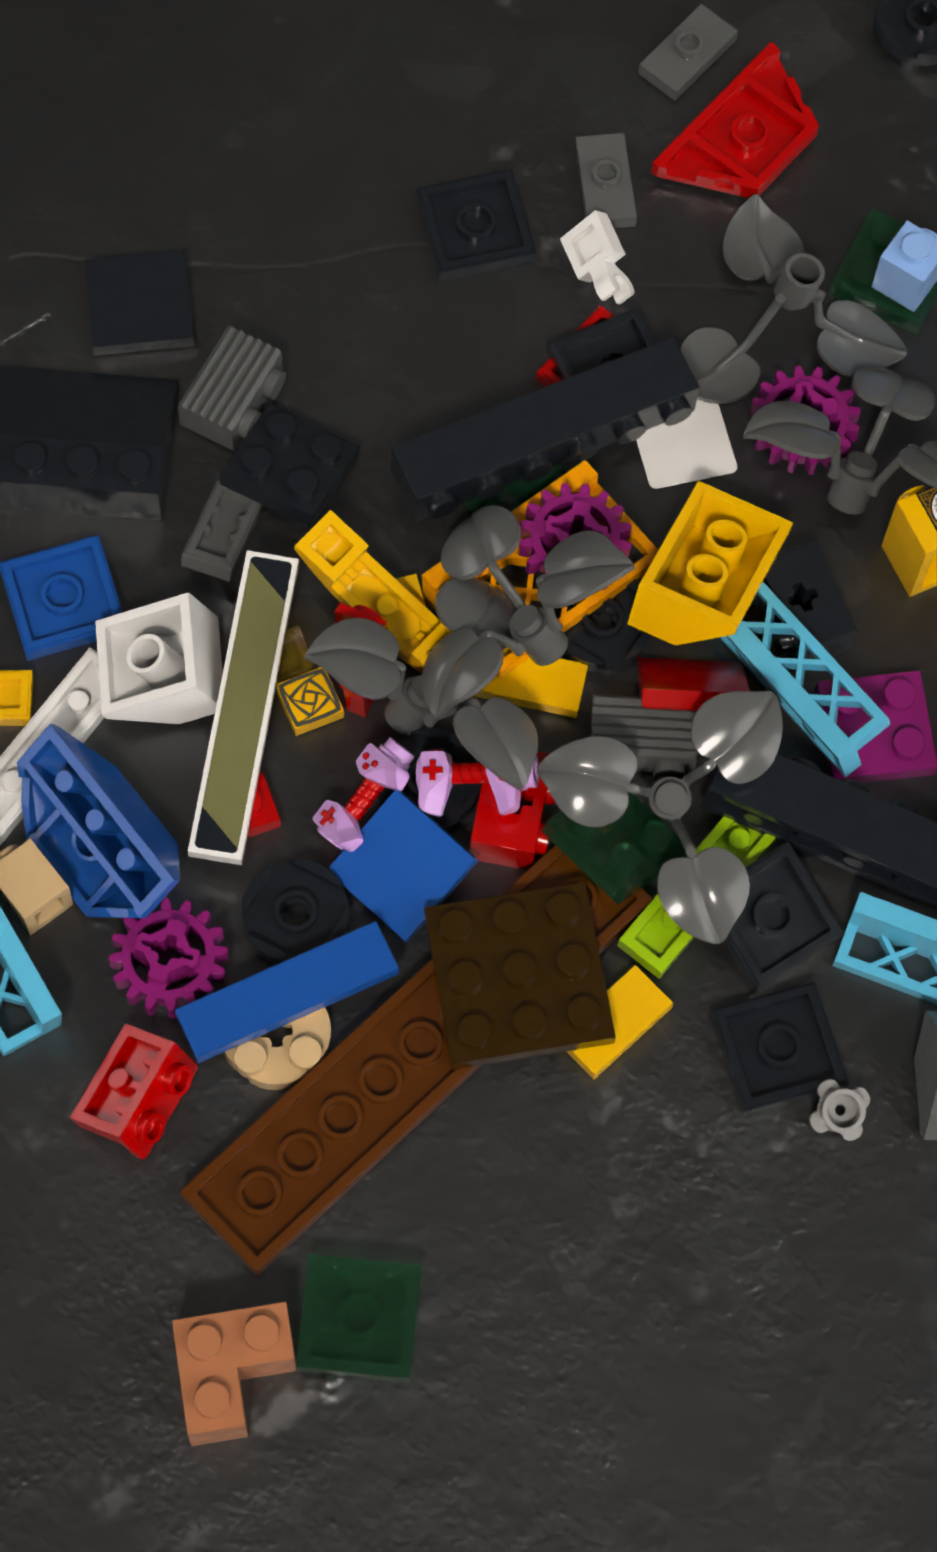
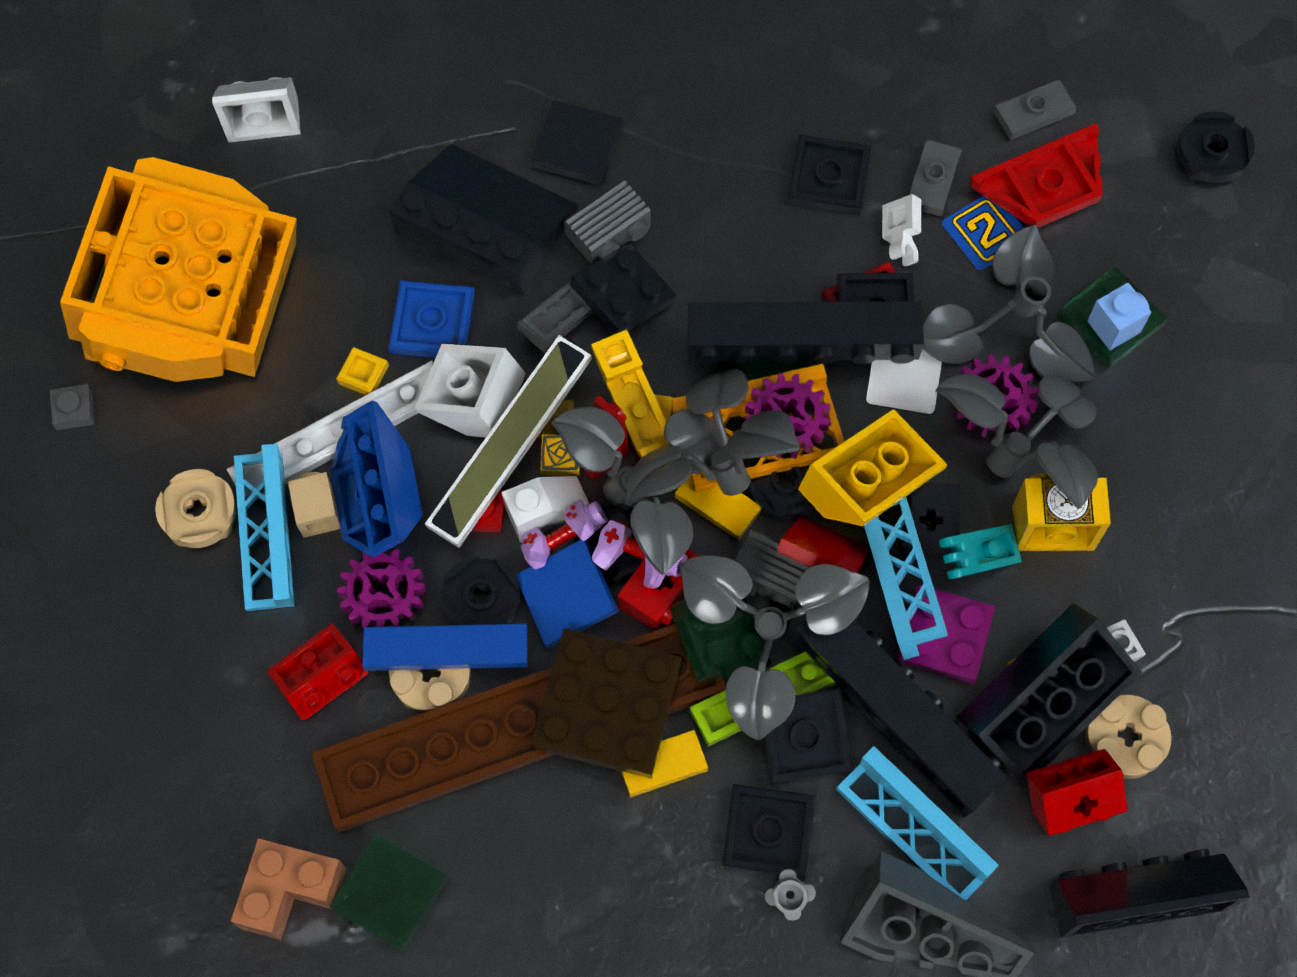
camera: 30 degrees right, 0 degrees up
(317, 770) = (541, 502): none -> white slope
(691, 224) = (981, 230): none -> sticker
(879, 610) = (981, 551): none -> teal hinge

